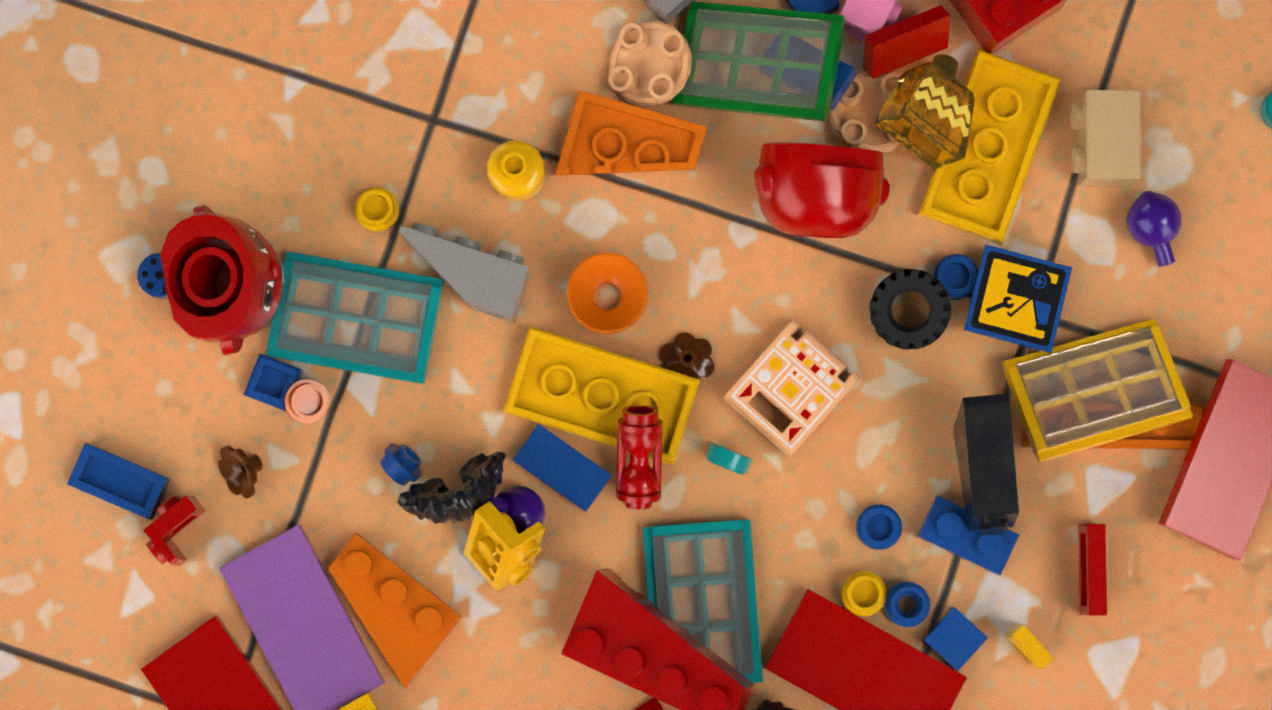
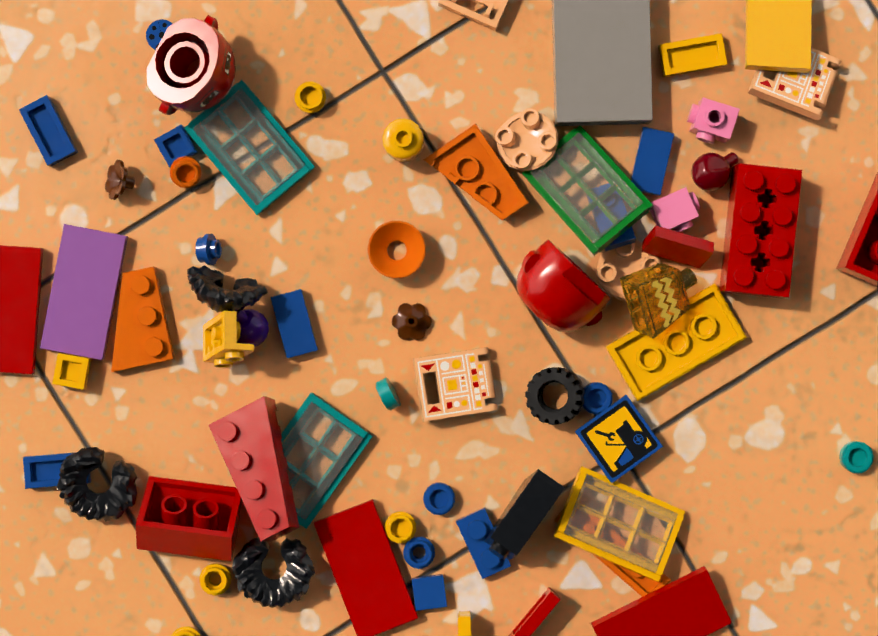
camera: 35 degrees right, 5 degrees up
(173, 518) = (62, 176): red bracket -> none
(481, 279) = (332, 181): light grey slope -> none
(588, 387) = (348, 302): yellow tile -> none
(640, 434) = (349, 341): red piece -> none
(1107, 138) = (743, 392): tan brick -> none
(1154, 223) = (730, 460): dark purple piece -> none

